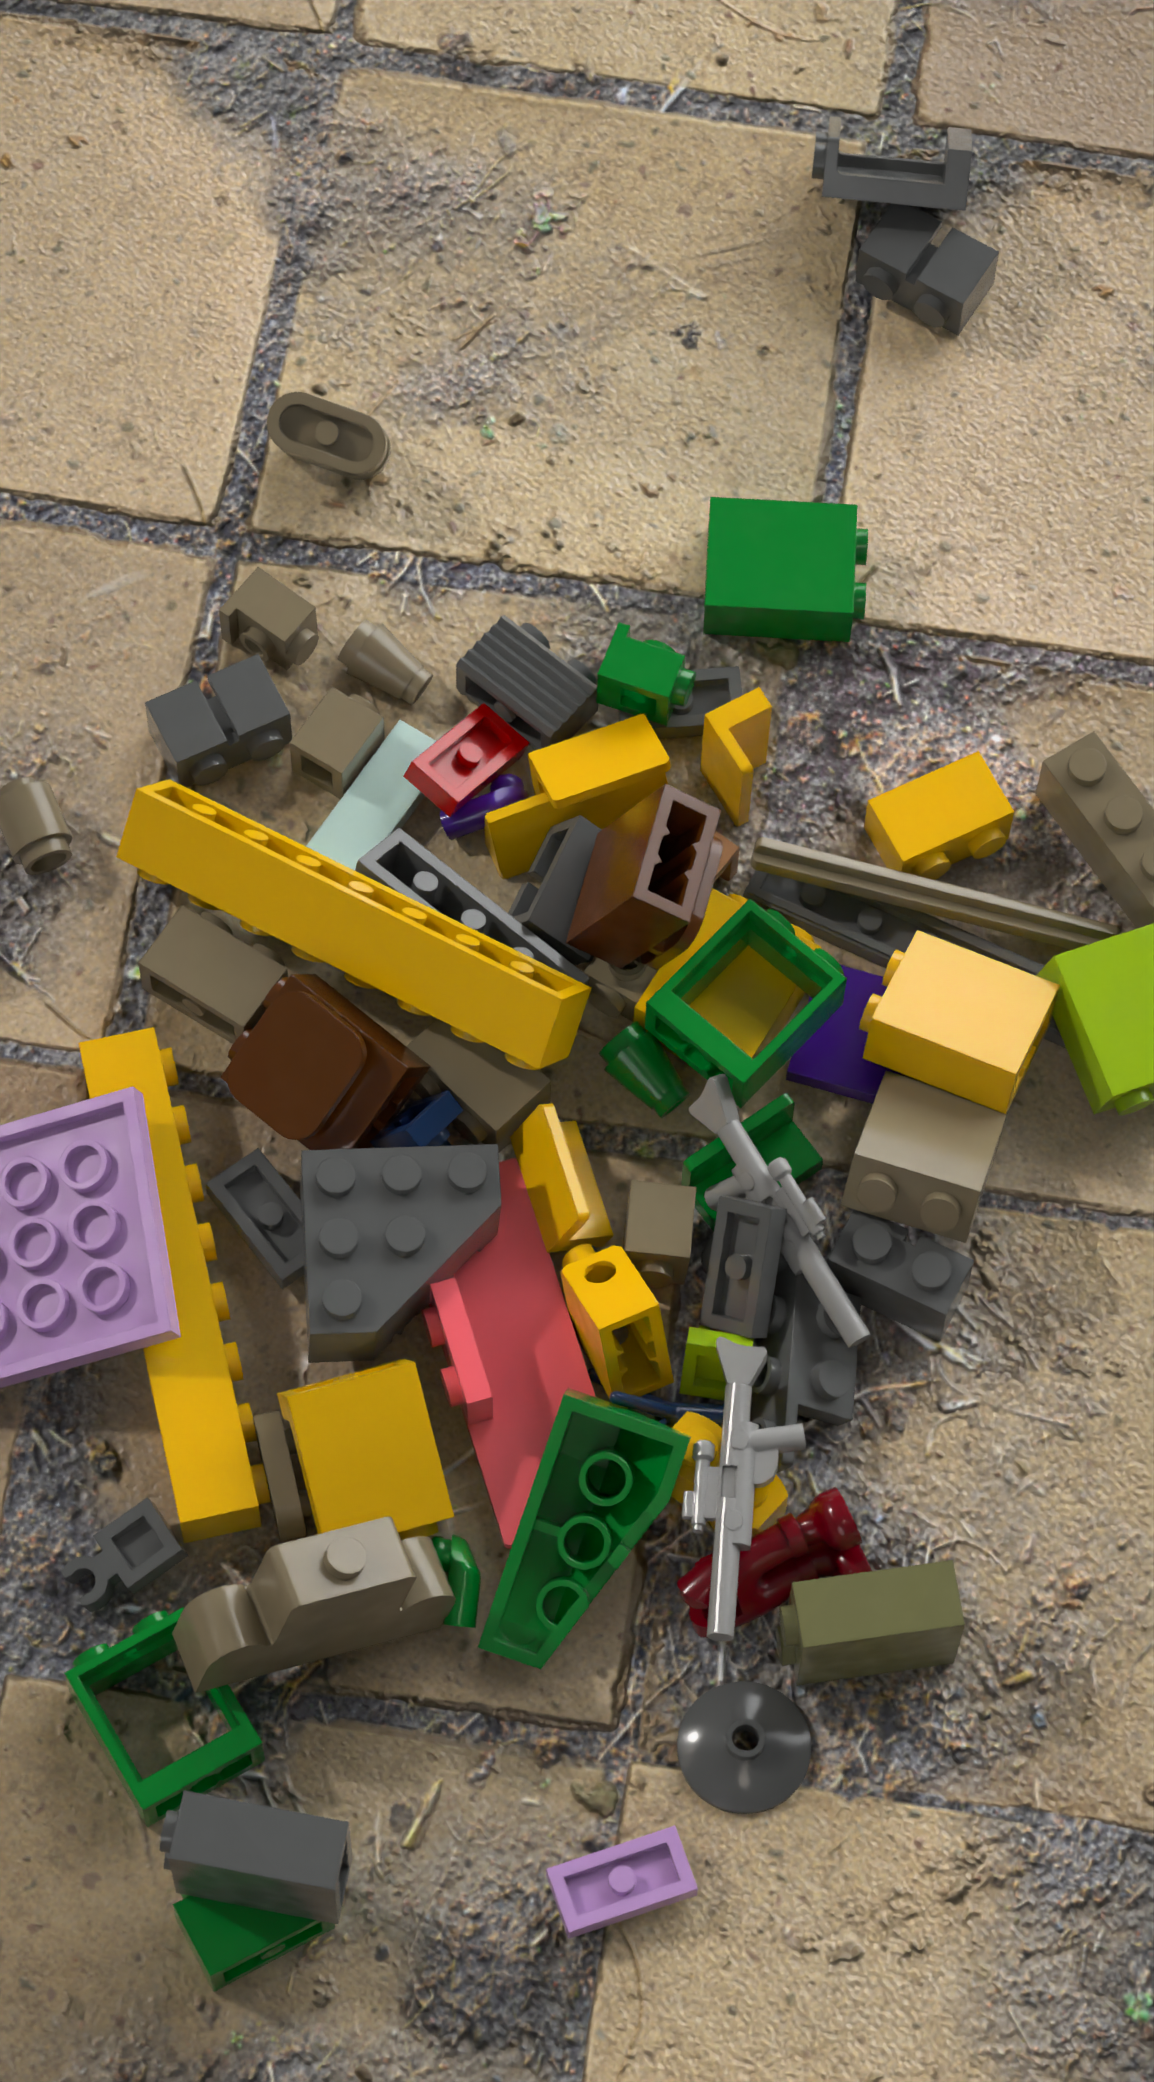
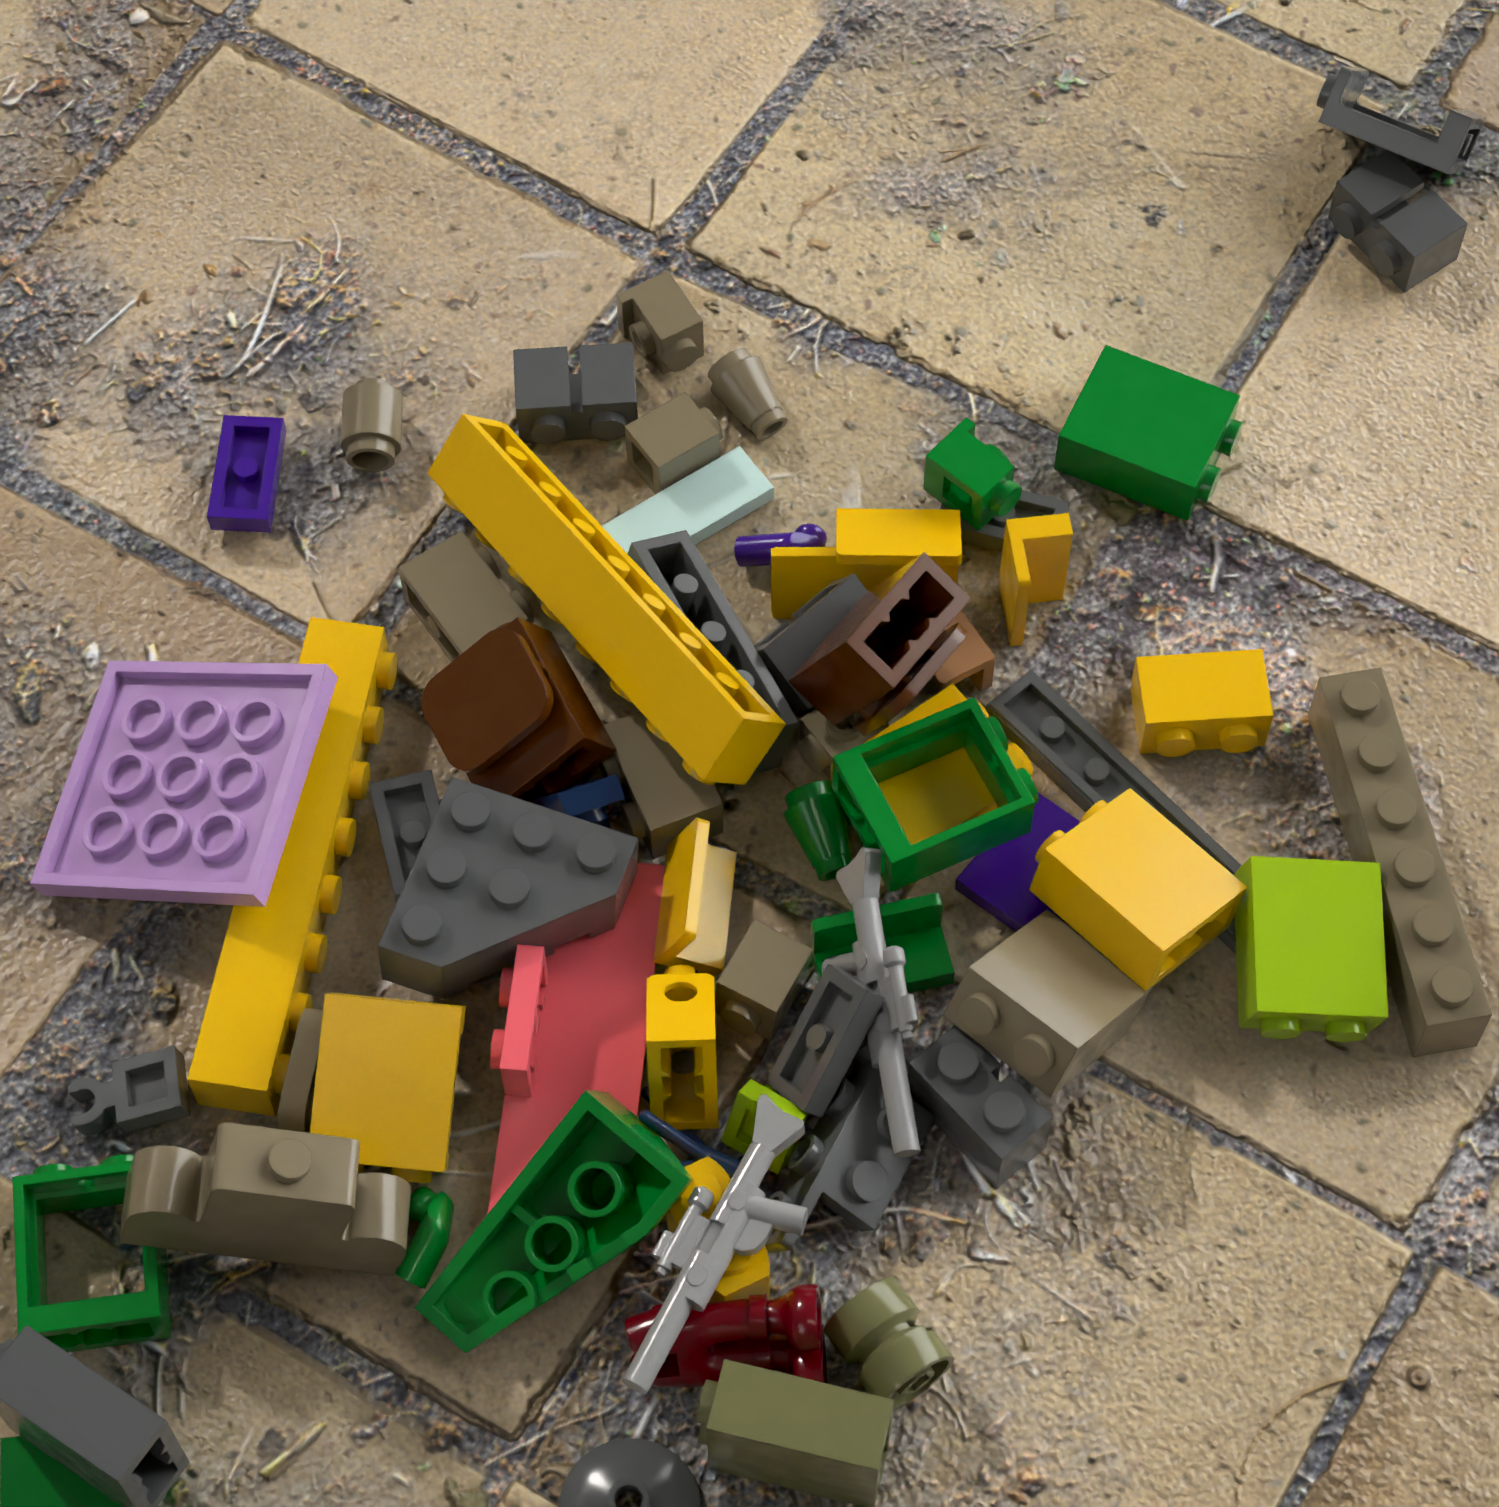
camera: 25 degrees right, 5 degrees down
(329, 435) = (785, 185): dark tan brick -> none
(466, 759) = (779, 497): red plate -> none
(528, 683) = (866, 451): dark grey brick -> none
(906, 1512) = (882, 1336): none -> olive wheel
(927, 895) = (1155, 762): dark tan axle -> none

